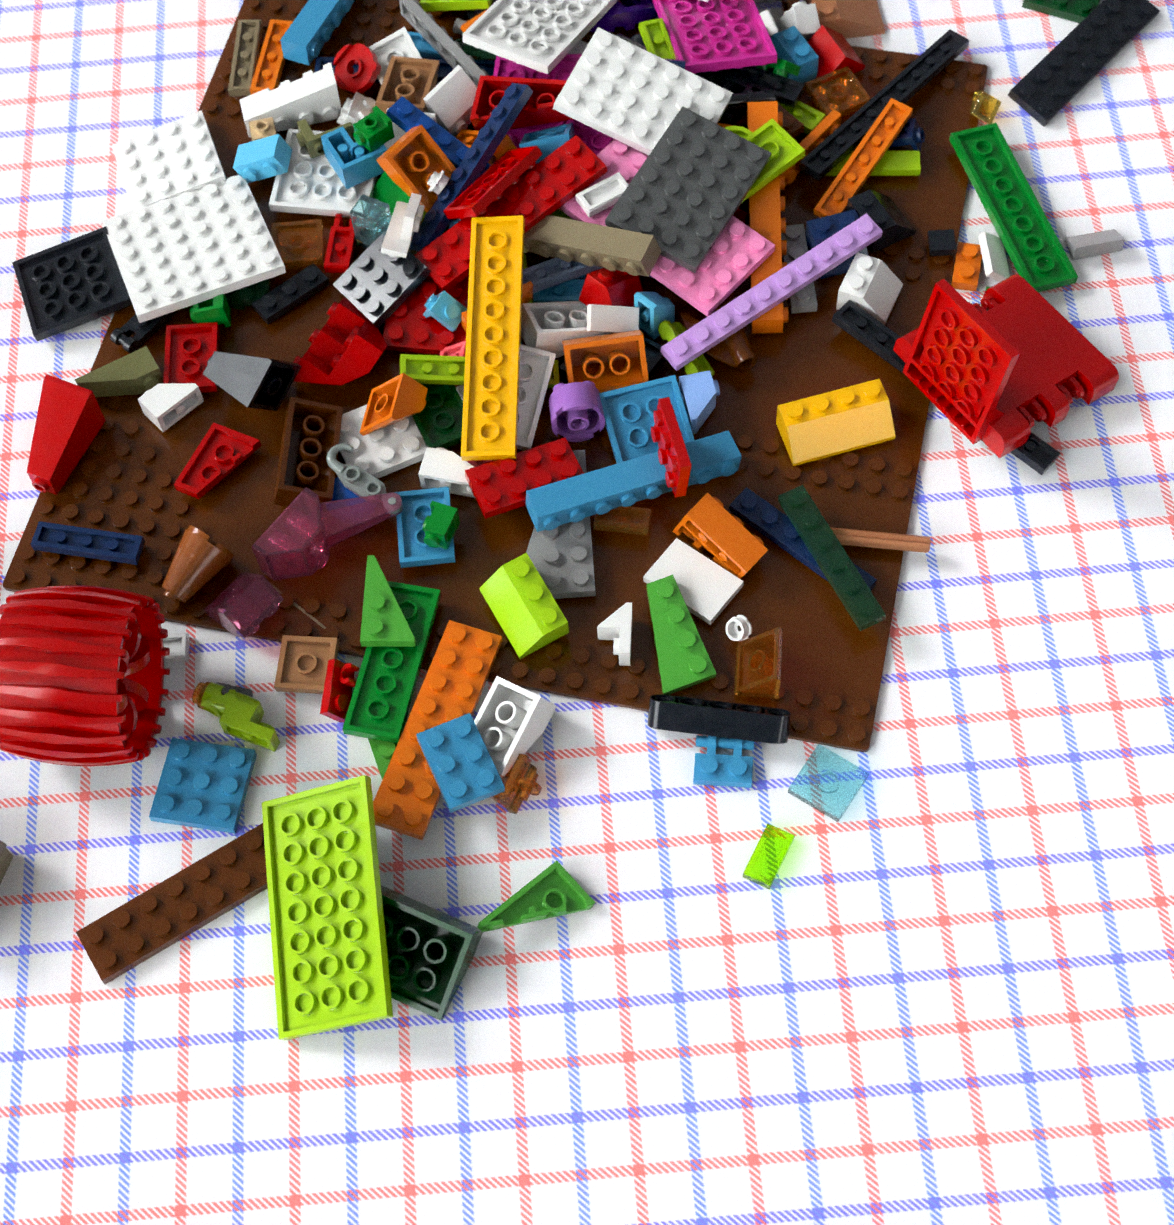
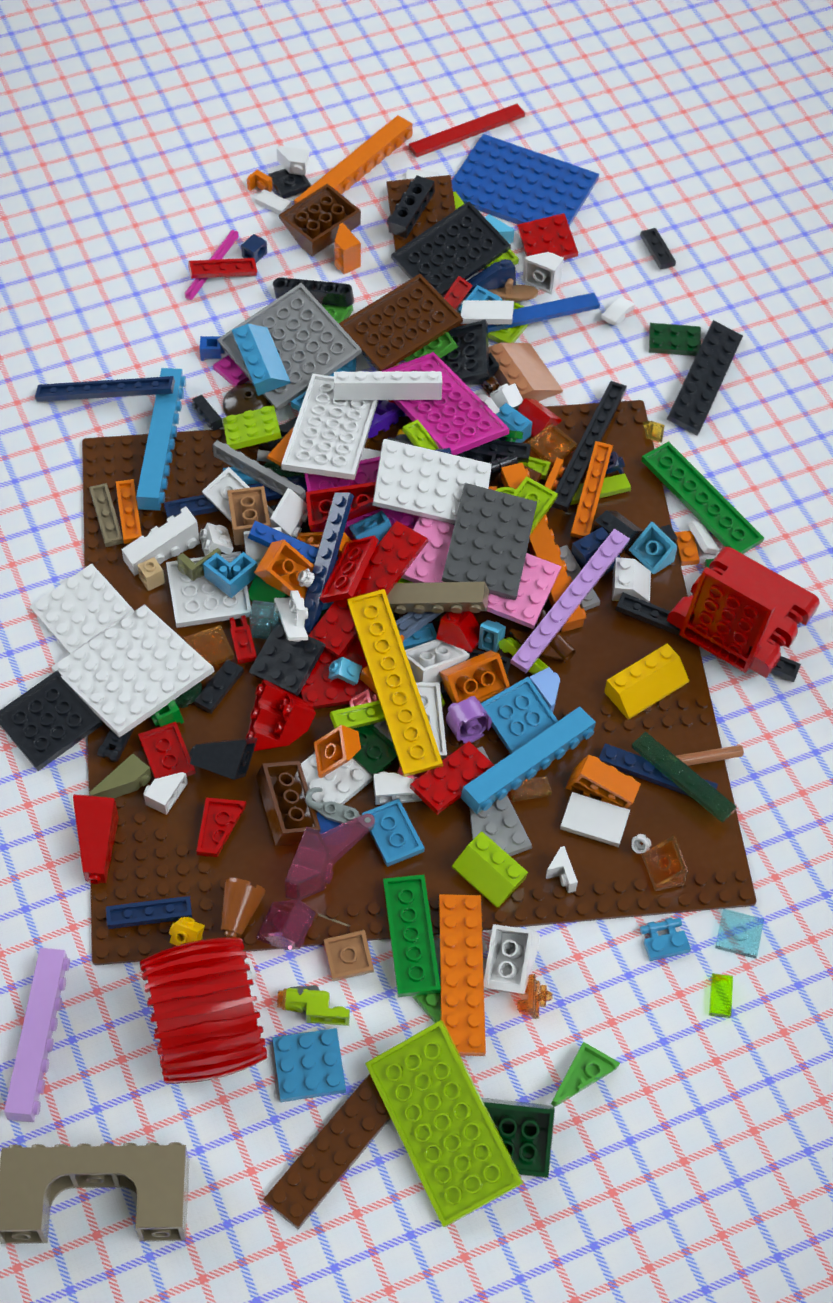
camera: 25 degrees left, 5 degrees down
(118, 575) = (185, 931): none -> yellow brick
(262, 158) = (158, 590): medium azure brick -> none
(338, 689) = (378, 962): red plate -> none
(368, 68) = (211, 501): red plate -> none
(373, 130) = (244, 550): green brick -> none
(381, 616) = (393, 906): bright green wing -> none
(441, 525) = (408, 827): green brick -> none
(460, 762) = (492, 993): dark azure plate -> none
(602, 194) = (430, 559): white tile -> none
(612, 318) = (469, 647): white tile -> none
(672, 448) = (553, 729): red plate -> none
(677, 641) = (606, 868): bright green wing -> none
(719, 719) = (652, 910): black beam -> none
(917, 255) = (654, 549): none -> medium azure slope
(1094, 244) = (764, 511): light grey slope -> none

